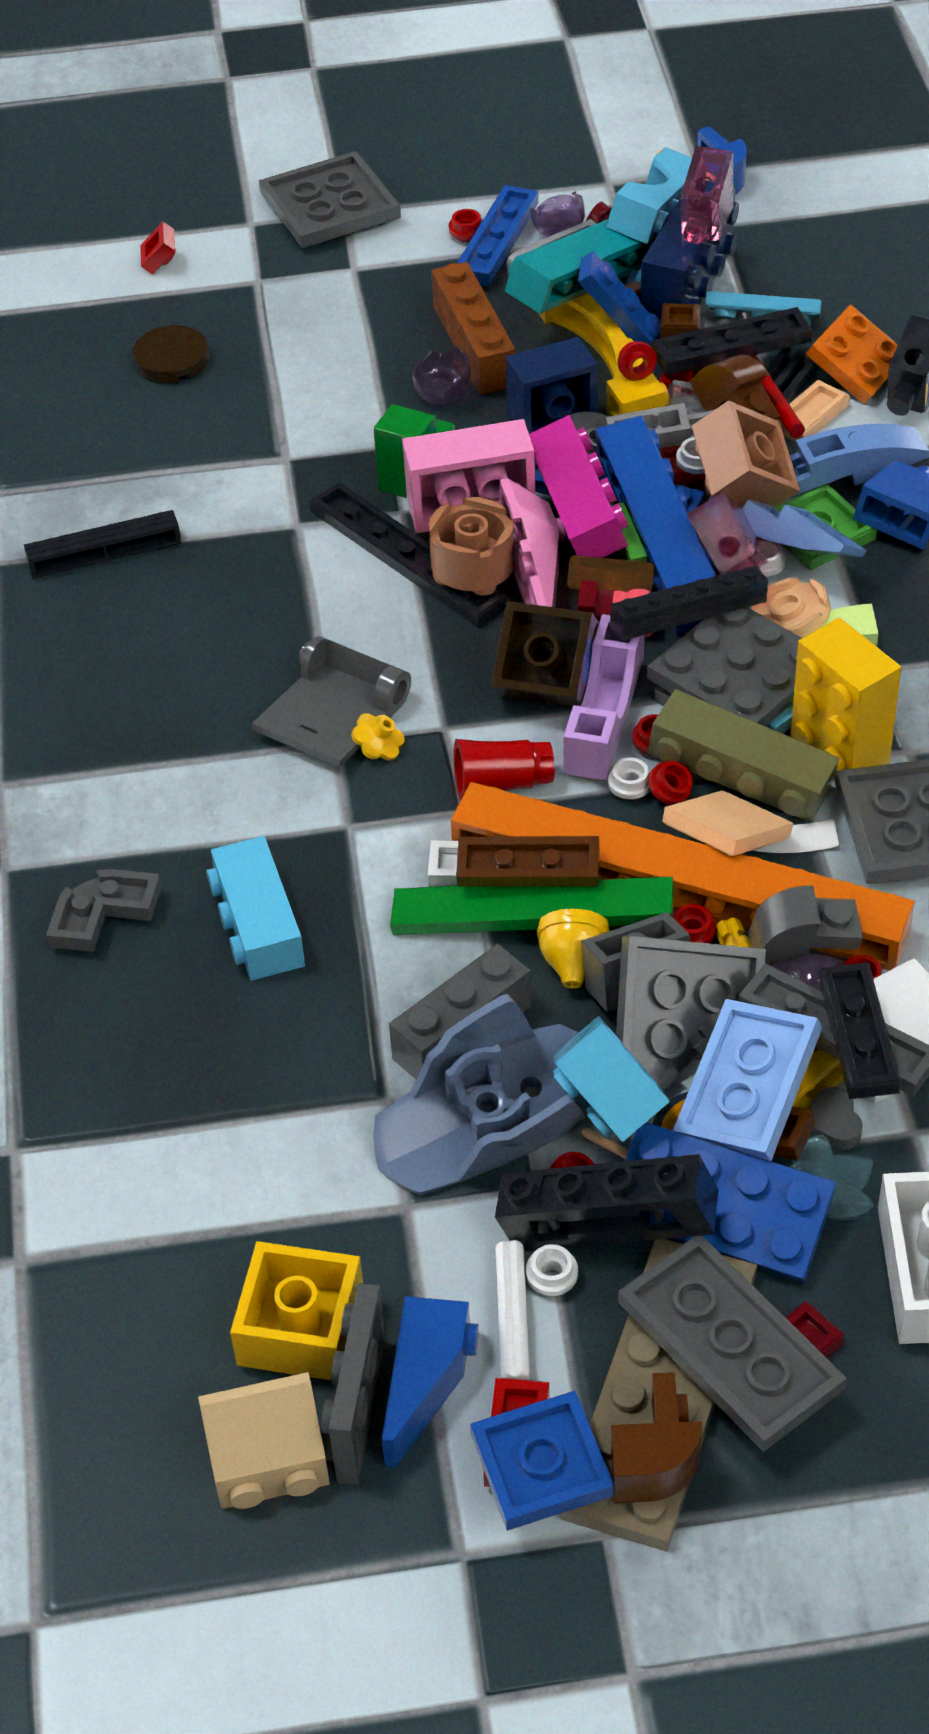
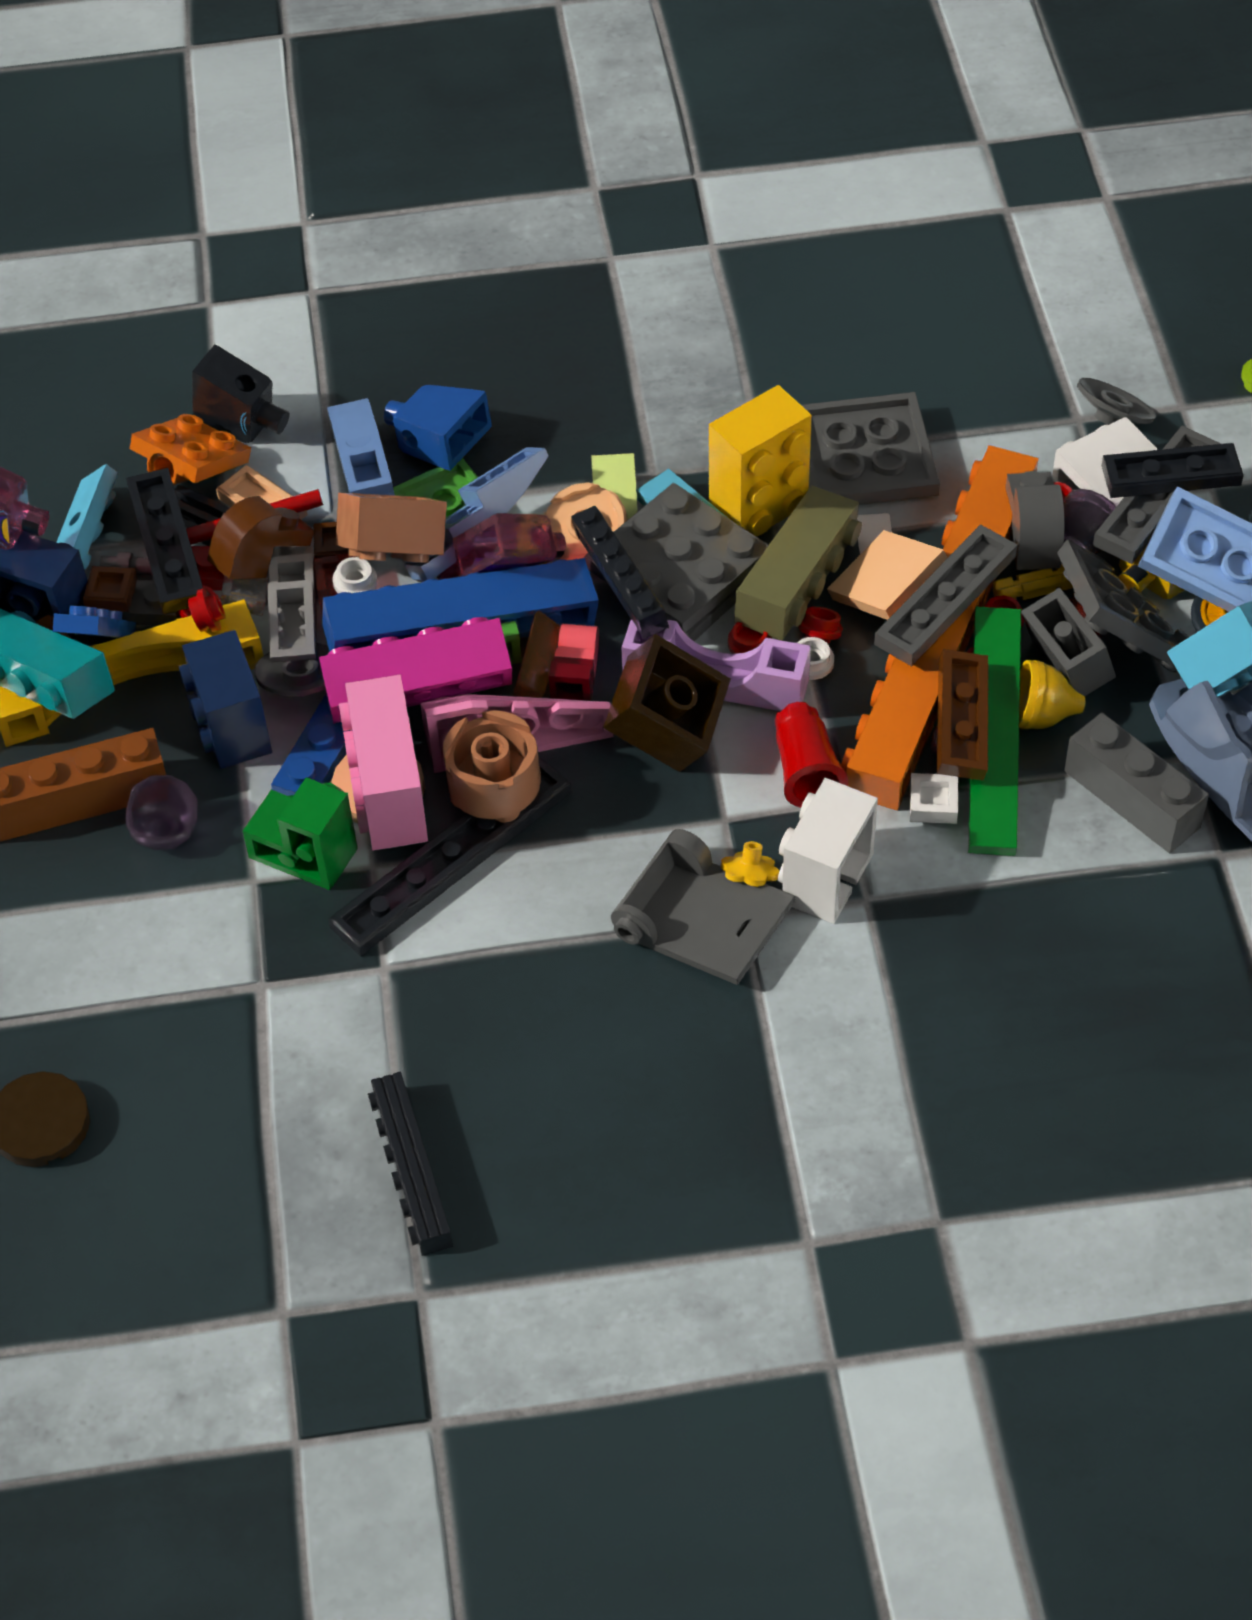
camera: 90 degrees left, 5 degrees up
(113, 894) = (999, 1118): dark grey plate -> none
(255, 908) = (1005, 959): medium azure brick -> none
(360, 755) = (826, 846): none -> white piece
(680, 846) = (945, 595): none -> dark grey plate

